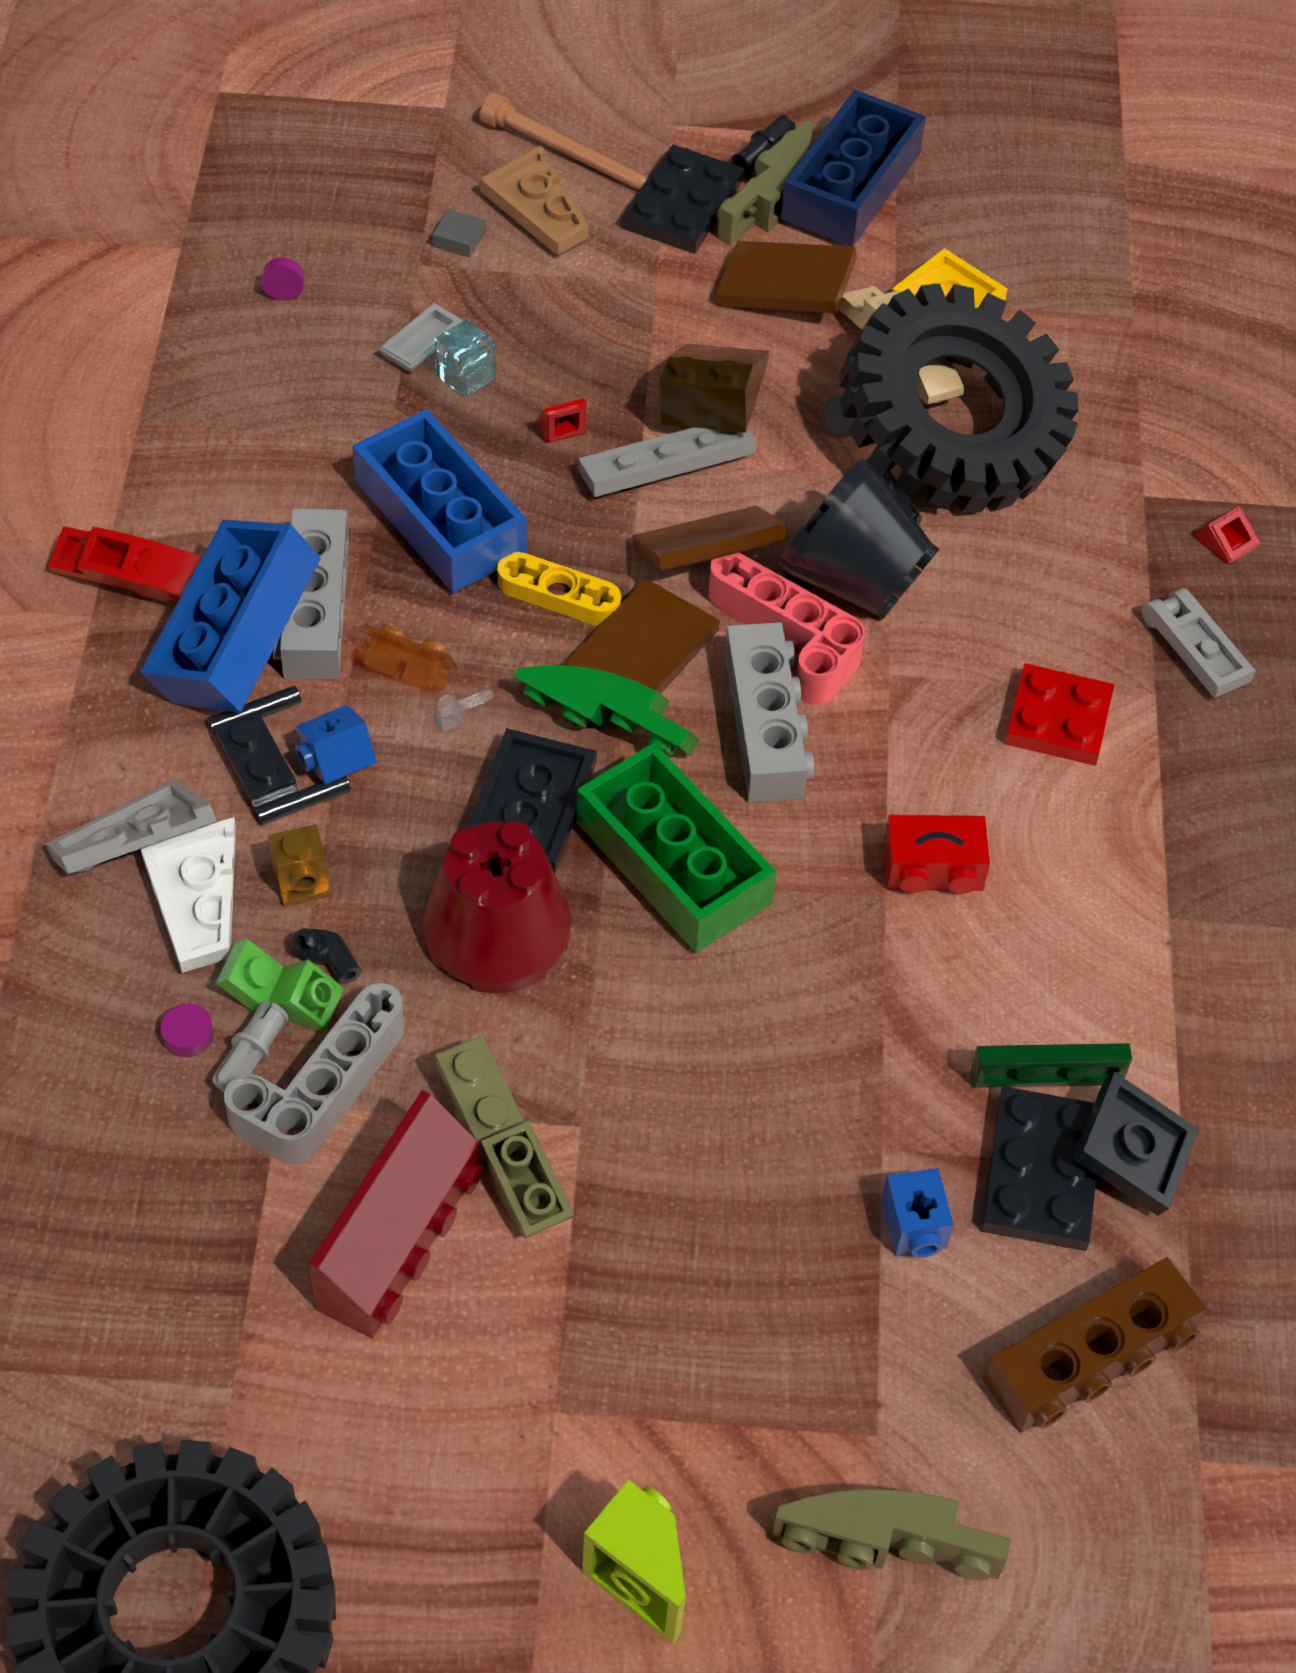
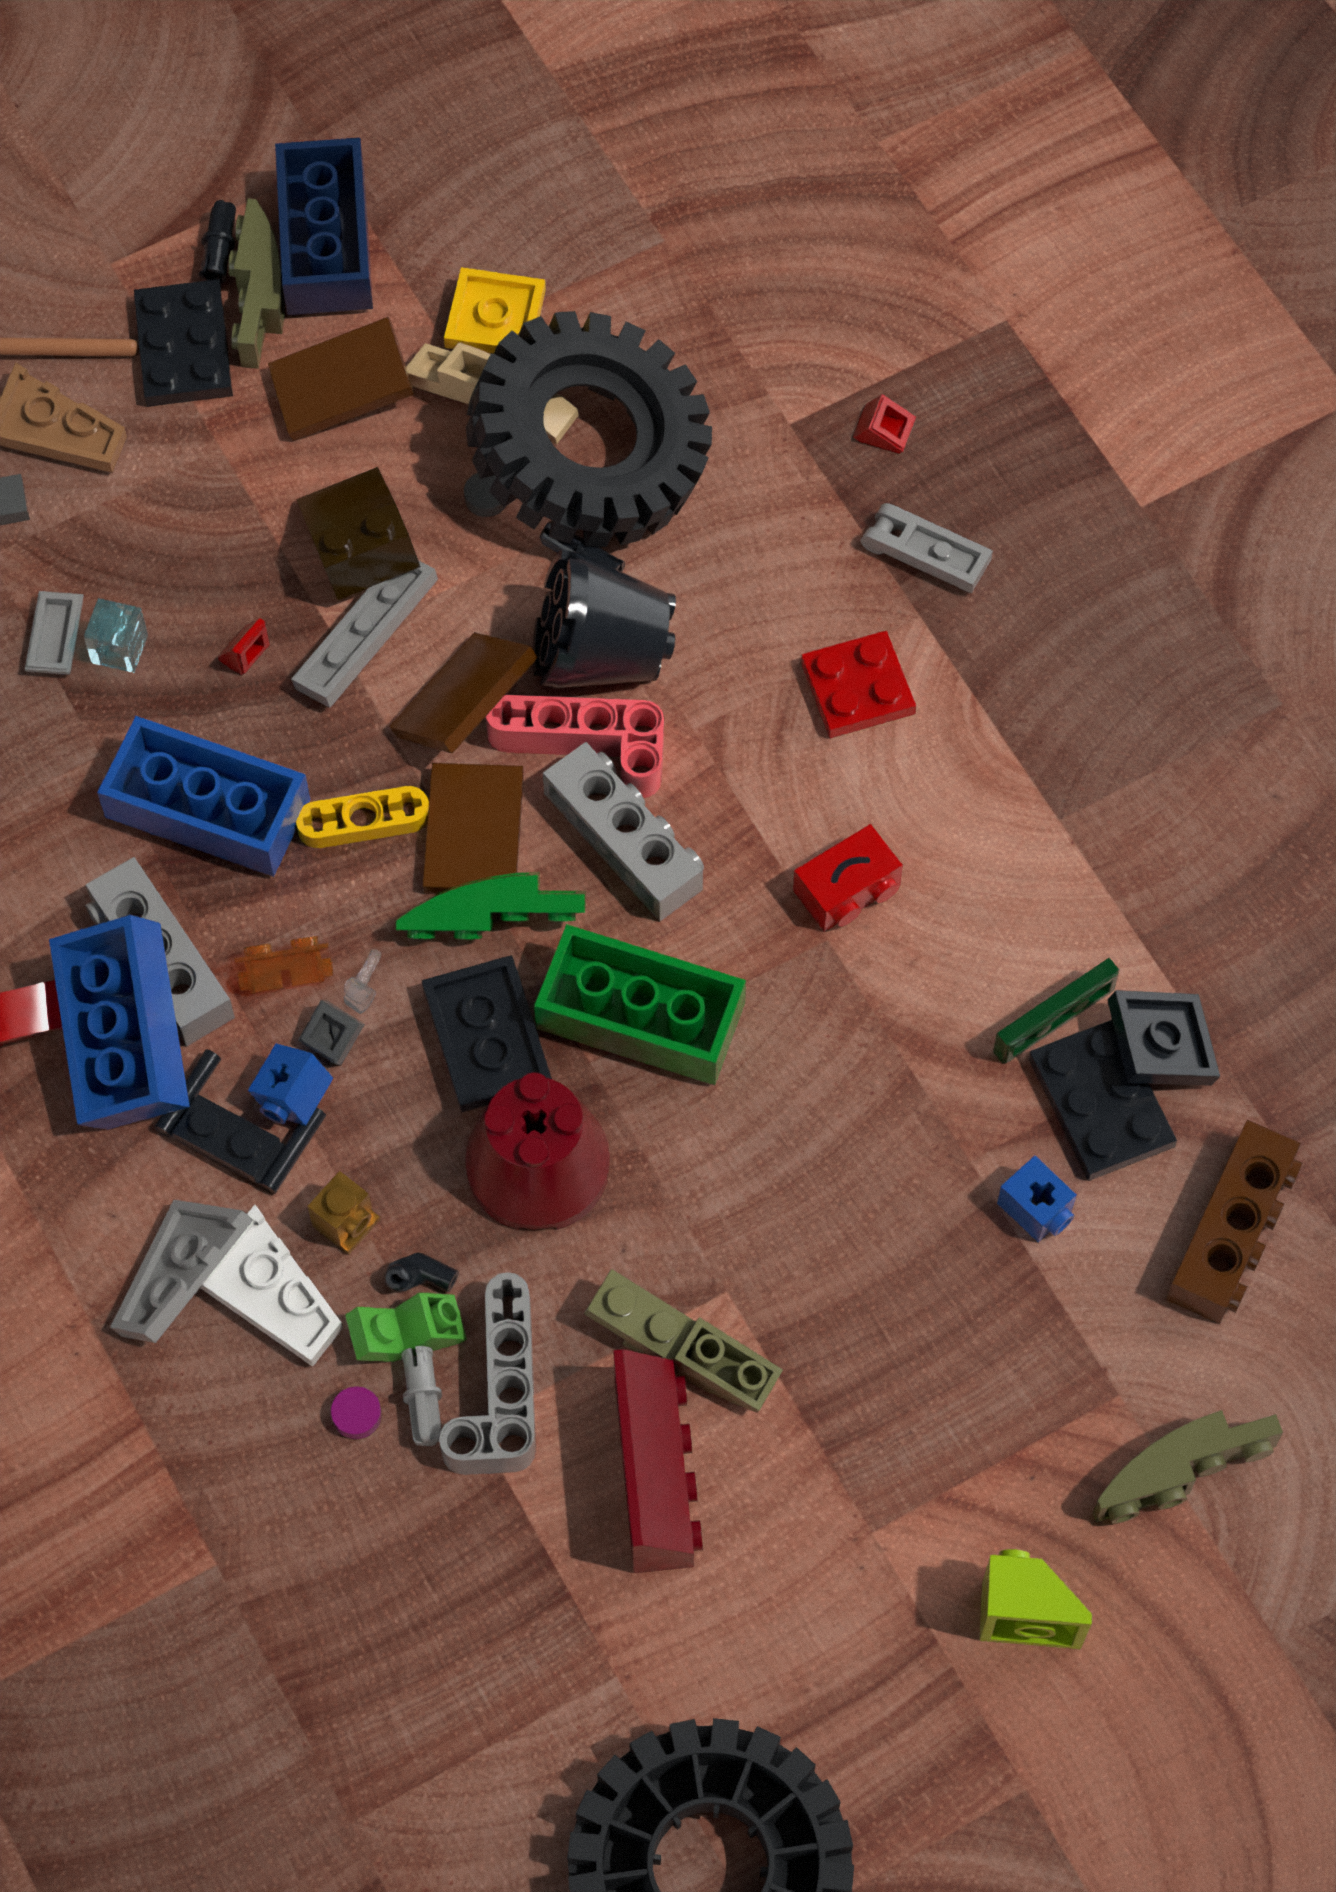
camera: 30 degrees left, 10 degrees up
(403, 728) = (331, 1032): none -> dark grey tile

